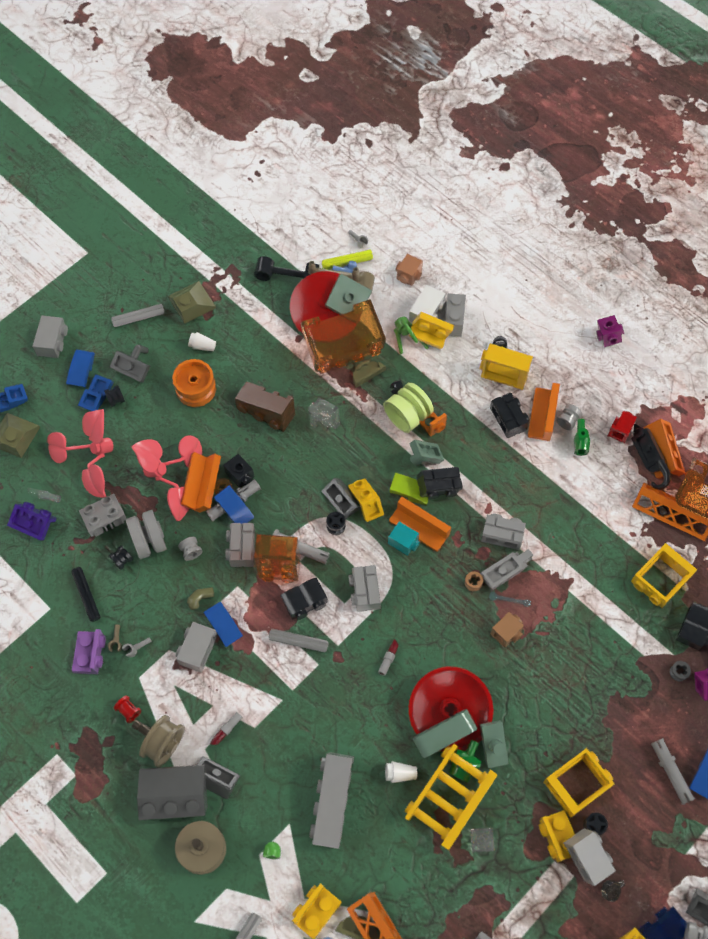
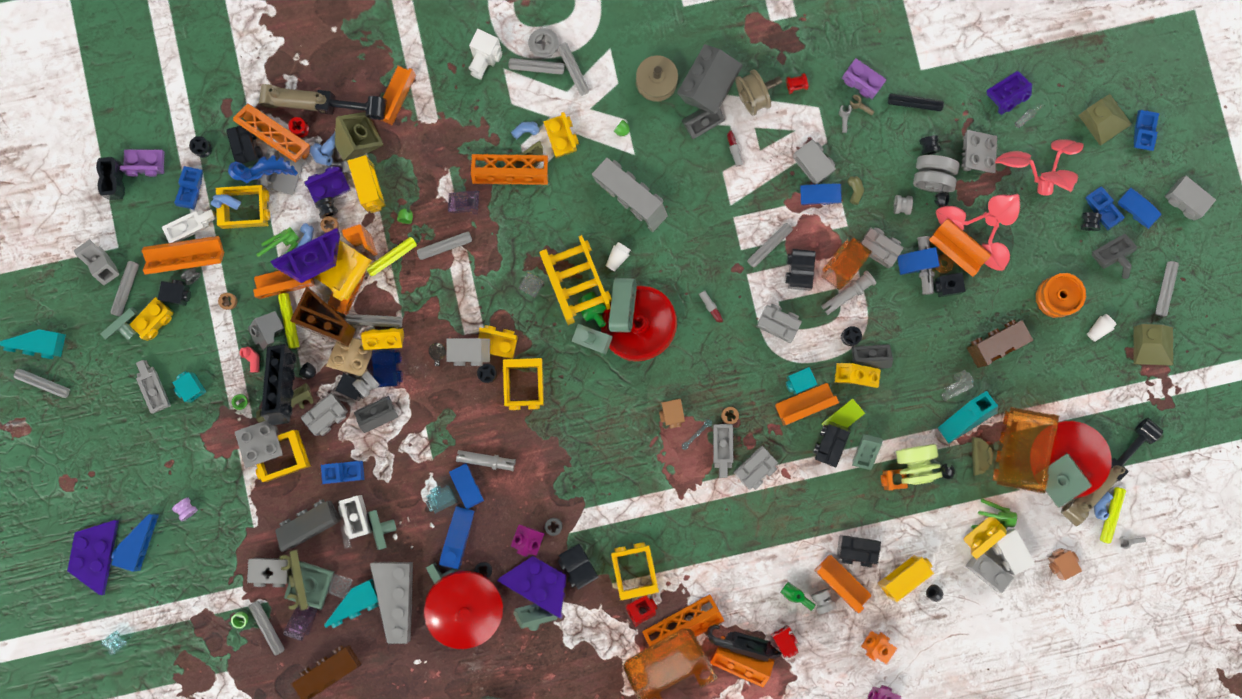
camera: 120 degrees right, 20 degrees up
(165, 519) = (943, 199): none -> black hinge
(343, 395) = (969, 417): none -> teal slope
(573, 357) = (878, 647): none -> orange brick
(697, 547) = (634, 607): none -> red brick

